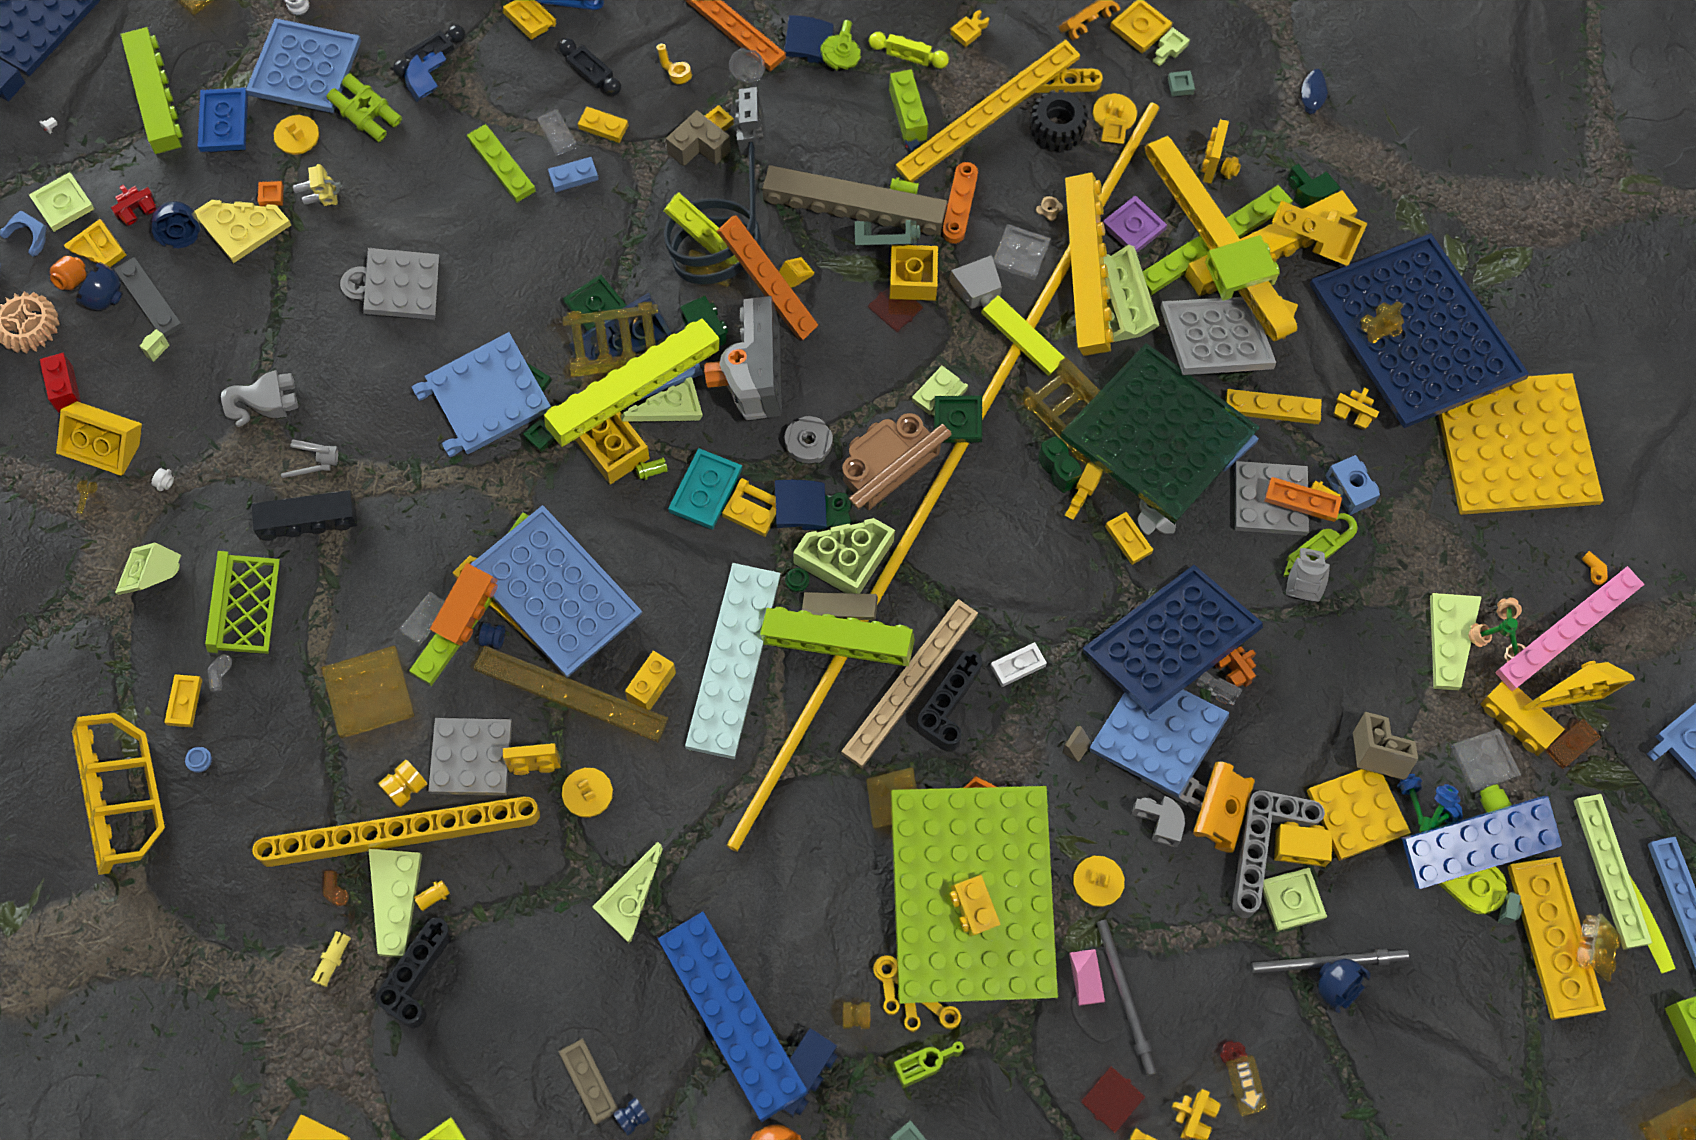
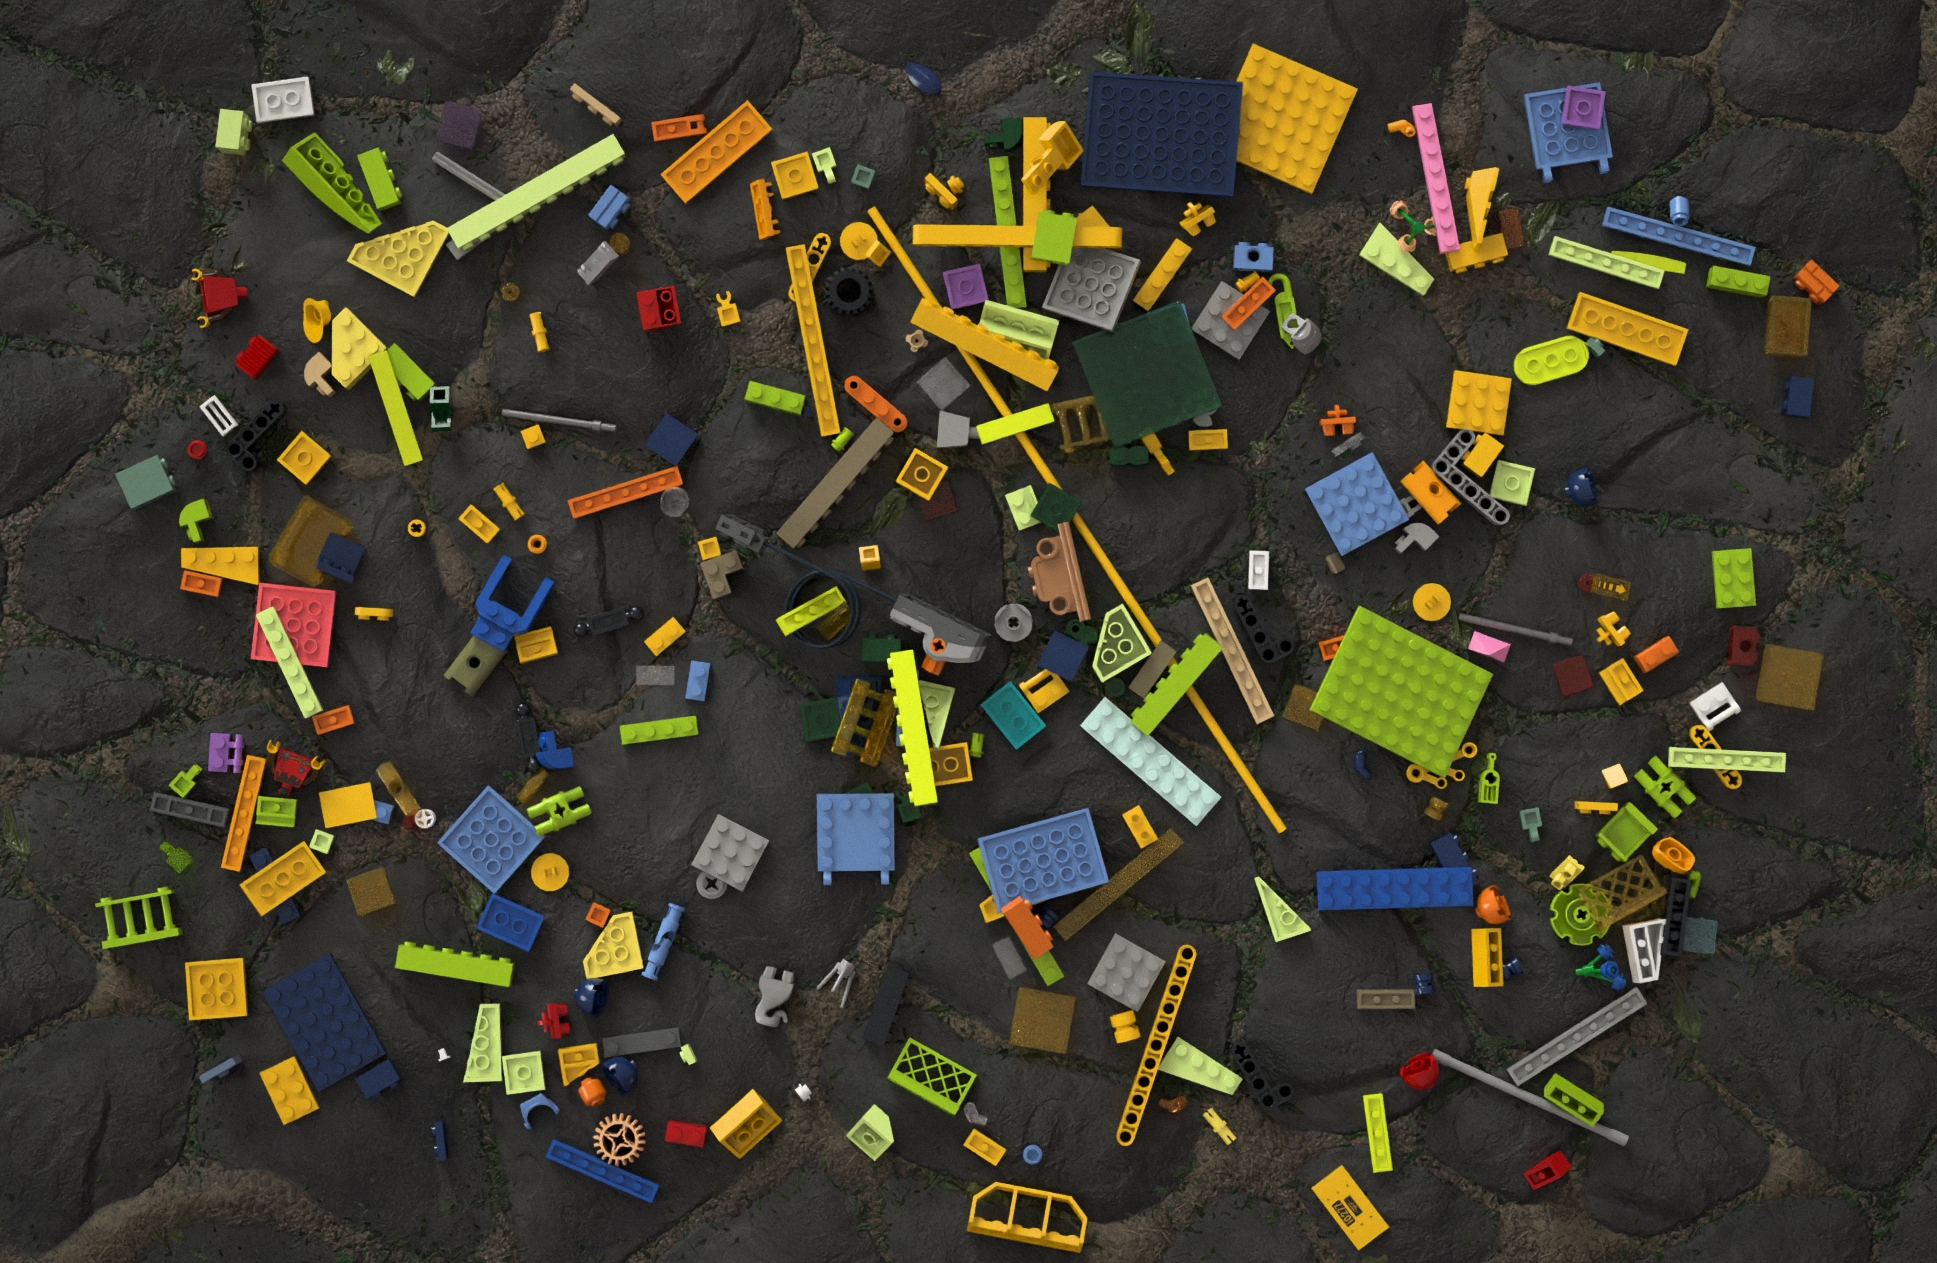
camera: 55 degrees left, 20 degrees up
(76, 155) = (486, 1047): none -> yellowish green wing
(82, 488) = (784, 1151): clear yellow hand -> none
(254, 267) = (661, 946): none -> medium blue piece
(321, 184) = (617, 875): light yellow piece -> none
(380, 76) = (532, 785): none -> clear yellow pin
(432, 895) = (1211, 1042): yellow pin -> none
(531, 758) = (1153, 941): yellow plate -> none
(587, 792) = (1192, 906): yellow piece -> none
(678, 72) = (645, 557): yellow plate -> none
(767, 277) = (882, 589): orange plate -> none
(840, 49) = (694, 421): lime piece -> none
(859, 895) = (1359, 763): none -> dark blue arm
(864, 237) = (886, 481): sand green panel -> none
(909, 50) = (729, 361): neon yellow plate -> none
(975, 906) = (1414, 697): yellow bracket -> none
(1172, 638) = (1299, 456): dark blue plate -> none
(1380, 957) = (1578, 450): flat silver bar -> none
(1381, 751) = (1451, 367): dark tan brick -> none
(1386, 322) = (1151, 159): clear yellow hips -> none
(1446, 796) = (1509, 349): blue plant -> none
(1481, 842) = (1544, 338): plate -> none
(1485, 760) = (1491, 296): clear plate -> none
(1494, 798) = (1524, 309): lime brick -> none
(1600, 946) = (1651, 304): clear yellow hinge -> none

